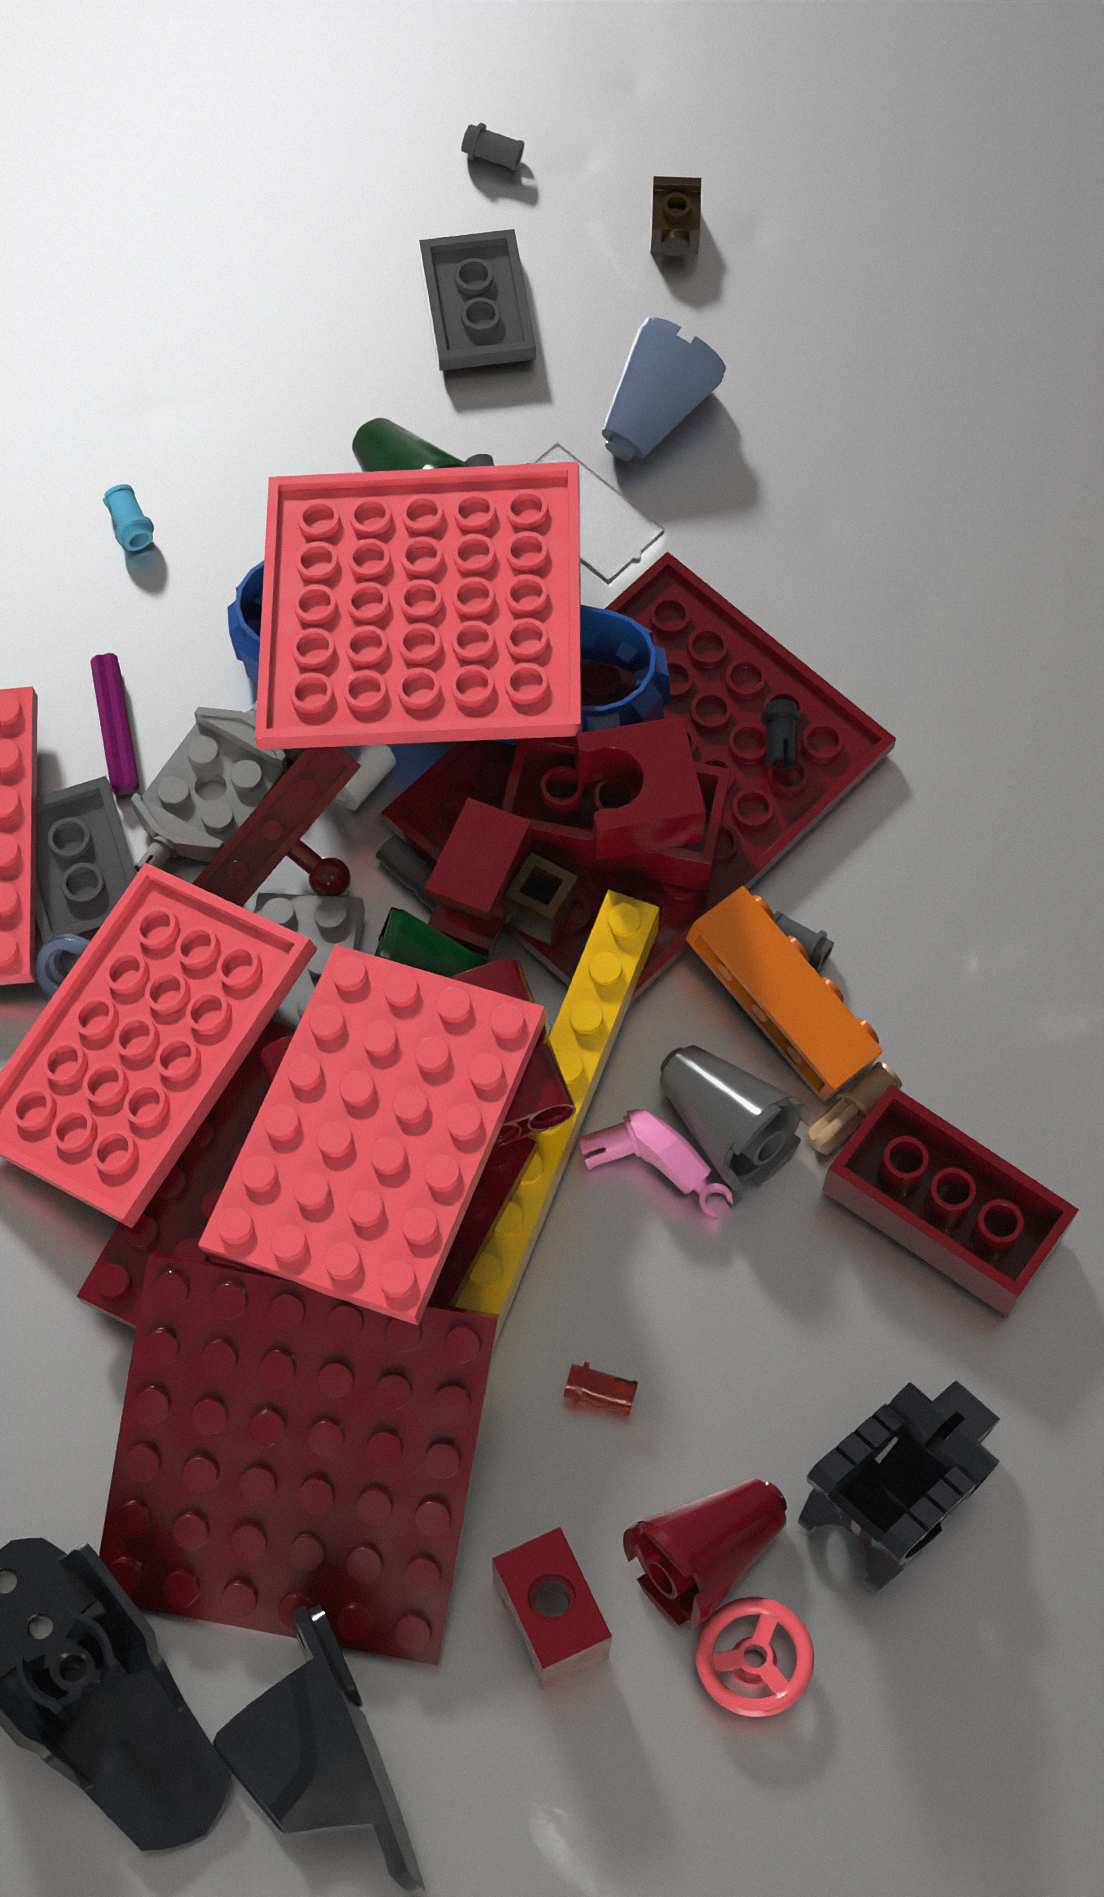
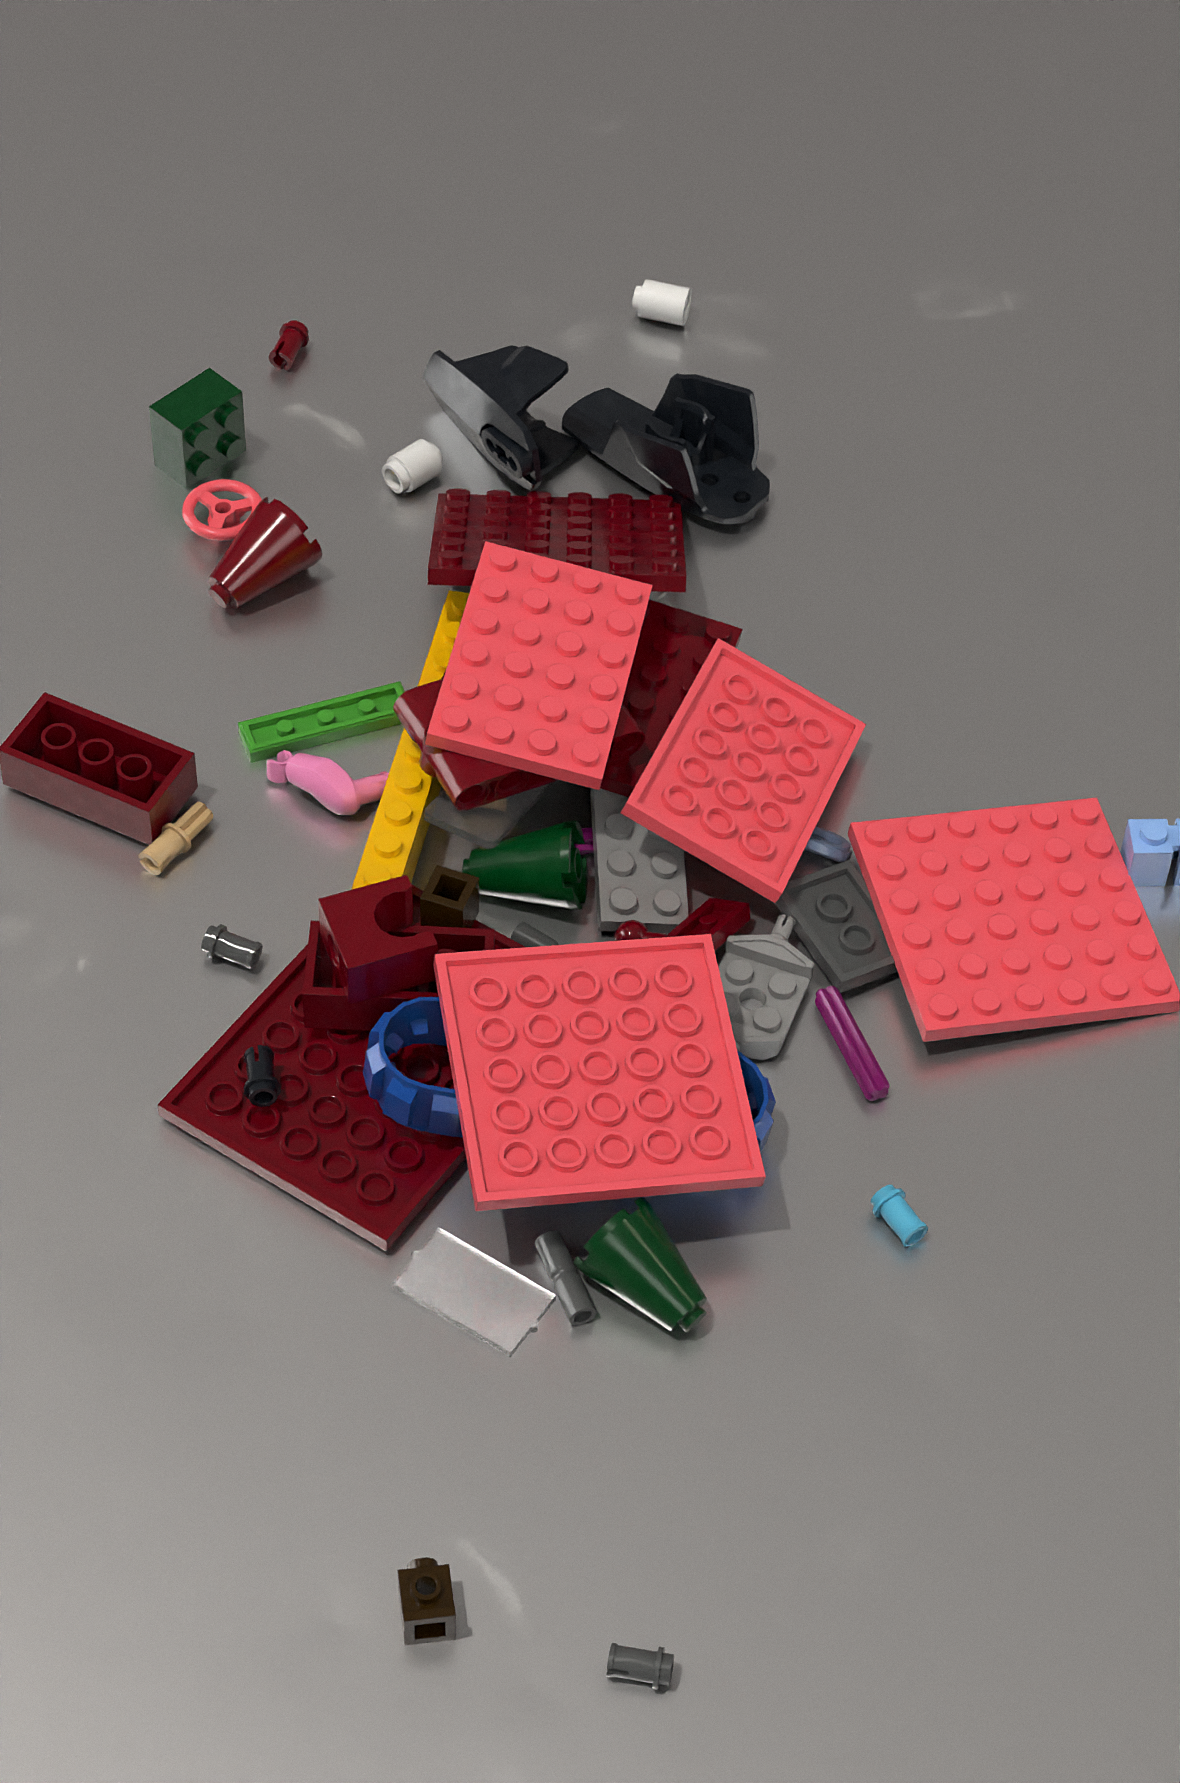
camera: 170 degrees right, 15 degrees down
(467, 1717) = (412, 466): none -> white brick
(475, 873) = (504, 893): dark red piece -> none
(477, 300) = (619, 1481): dark grey plate -> none
(560, 1643) = (371, 498): dark red piece -> none
(600, 1389) = (354, 645): clear red pin -> none
(648, 1274) = (320, 722): none -> bright green tile
(658, 388) = (412, 1395): sand blue cone -> none
(733, 1114) = (274, 804): dark grey cone -> none
(780, 1808) = (197, 428): none -> dark green piece
(784, 993) = (239, 888): orange brick -> none
(918, 1484) = (128, 570): black piece -> none

